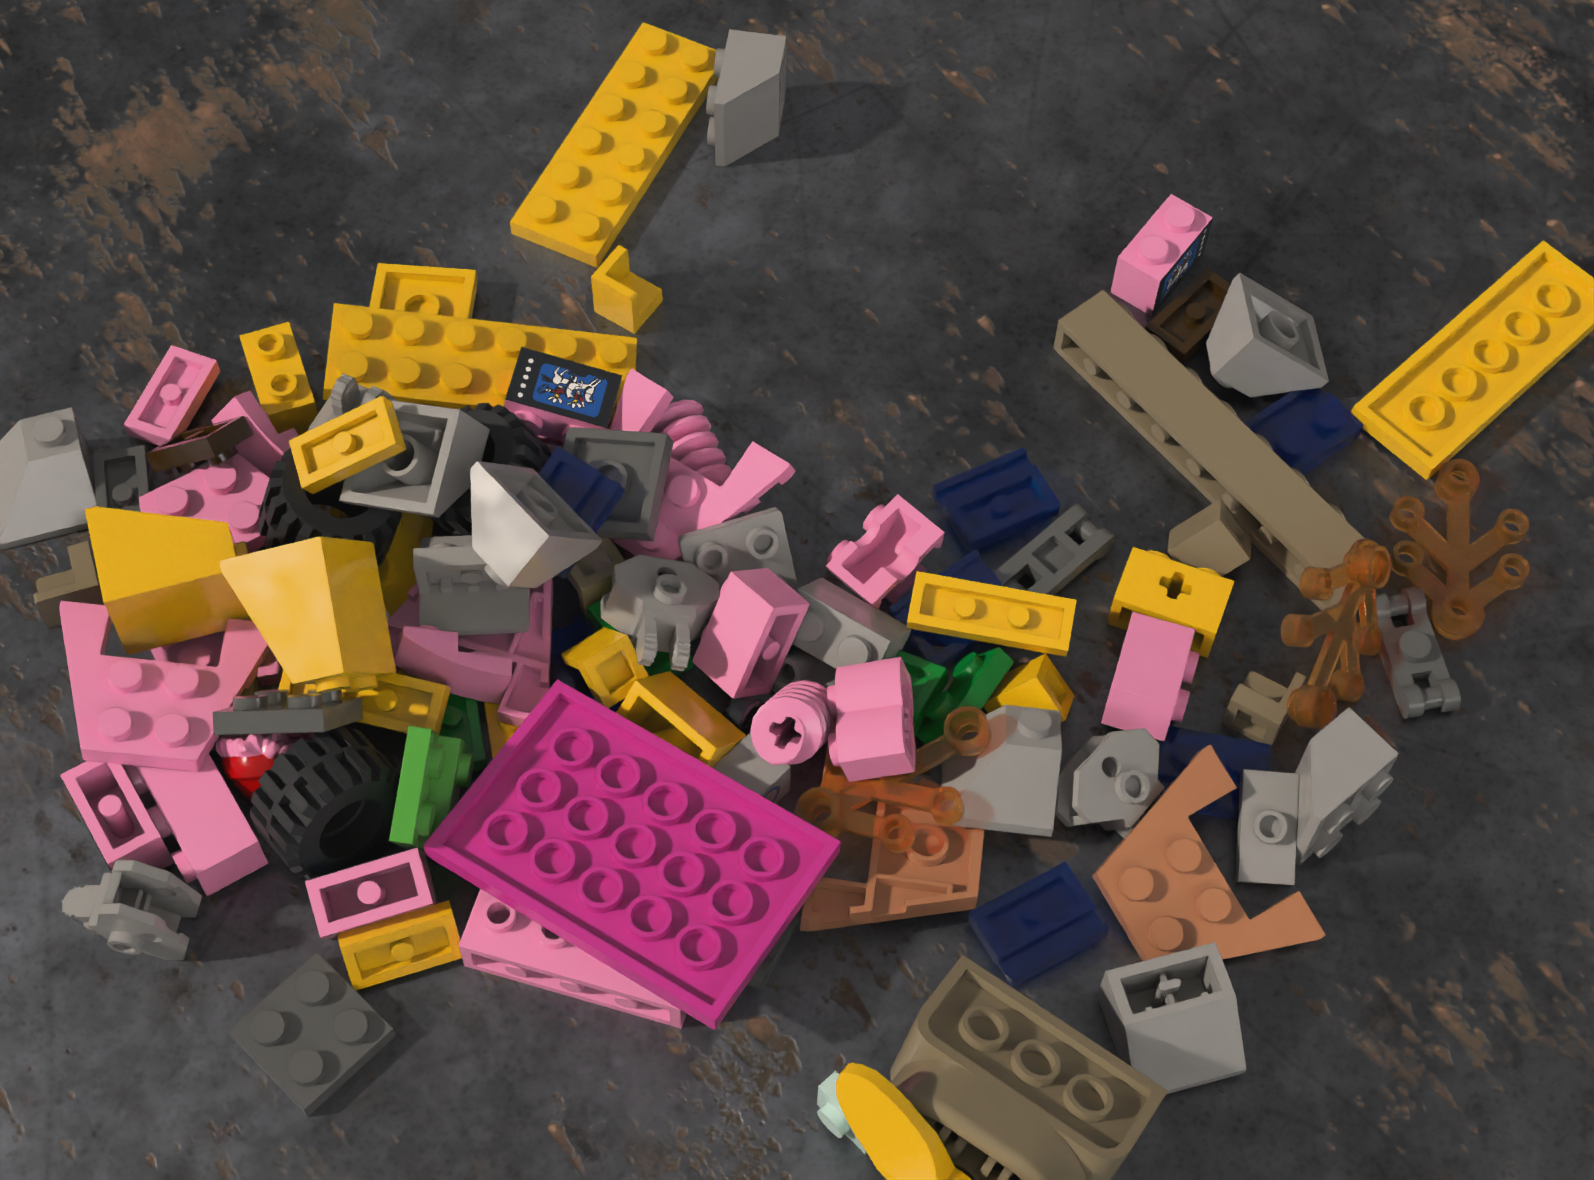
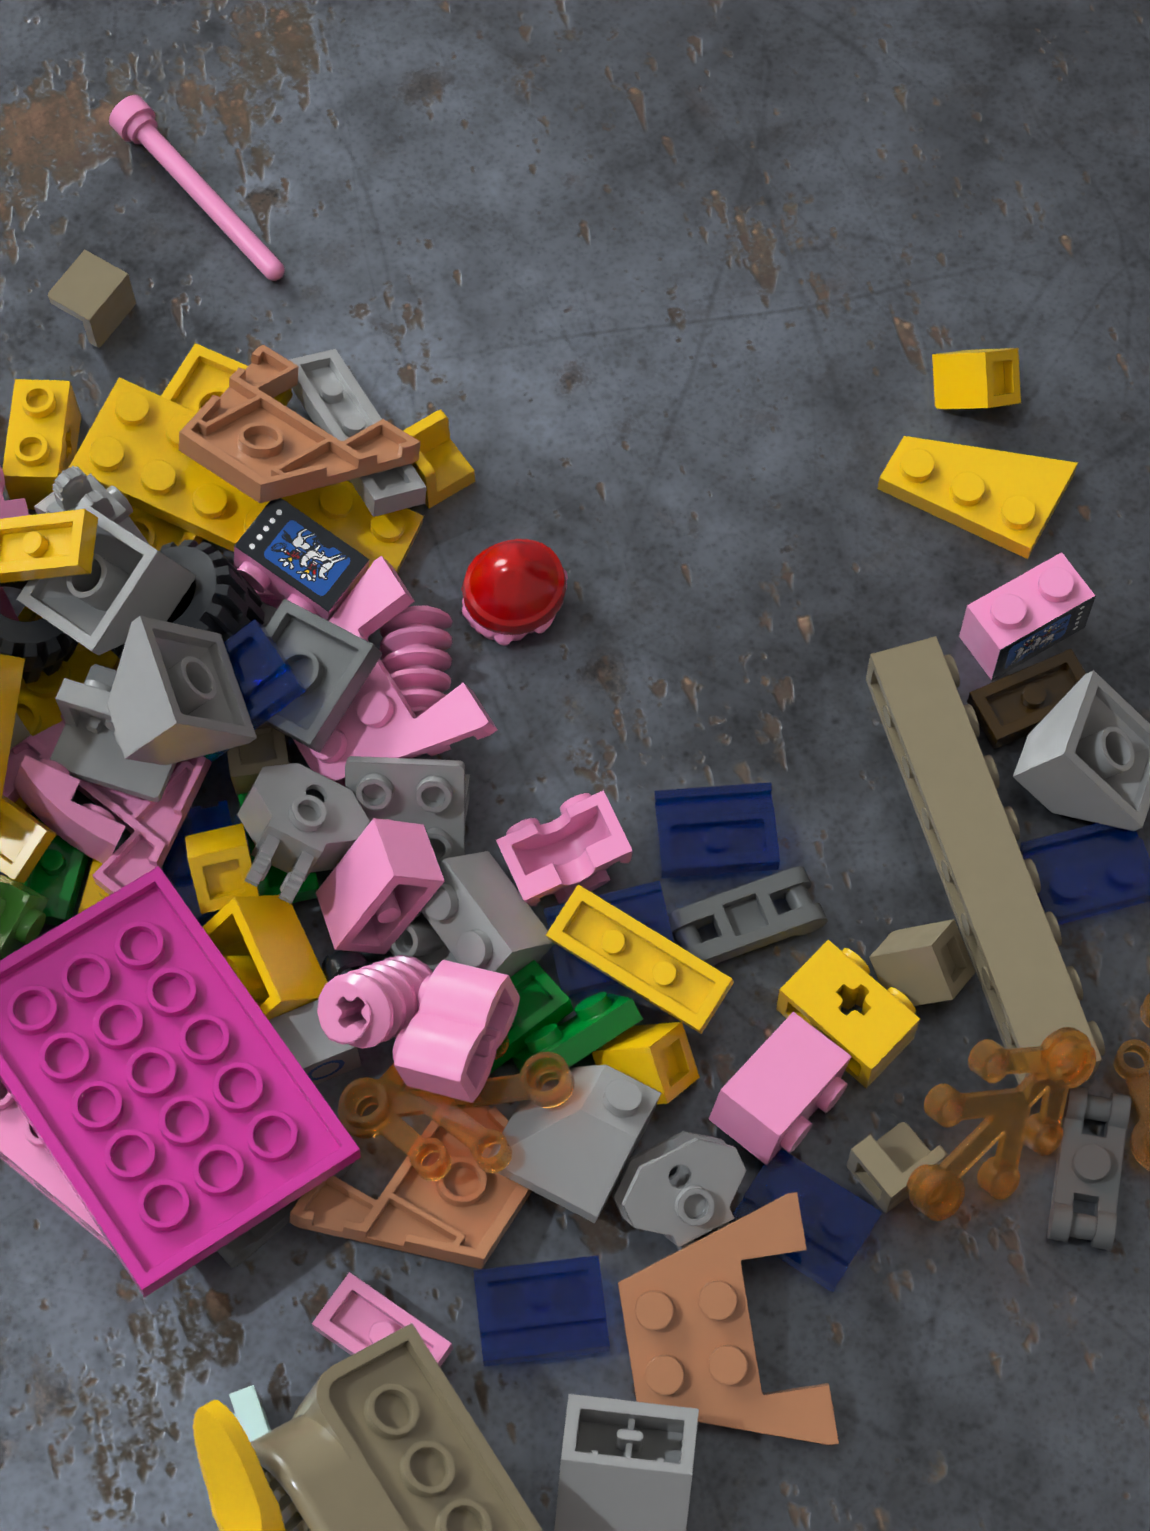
camera: 25 degrees right, 5 degrees up
(240, 108) = (136, 123): none -> bright pink piece
(271, 249) = (95, 295): none -> dark tan panel
(500, 314) = (275, 450): none -> nougat wing
(552, 288) = (343, 409): none -> light grey plate
(617, 146) = (507, 289): yellow plate -> none
(741, 370) = (513, 590): none -> red hair
(747, 95) = (655, 282): light grey slope -> none
(895, 988) = (361, 1316): none -> bright pink plate
(1032, 92) = (976, 378): none -> yellow panel
(1073, 176) = (979, 489): none -> yellow wing
(1267, 827) = (830, 1302): light grey plate -> none
(1339, 782) = (922, 1285): light grey slope -> none

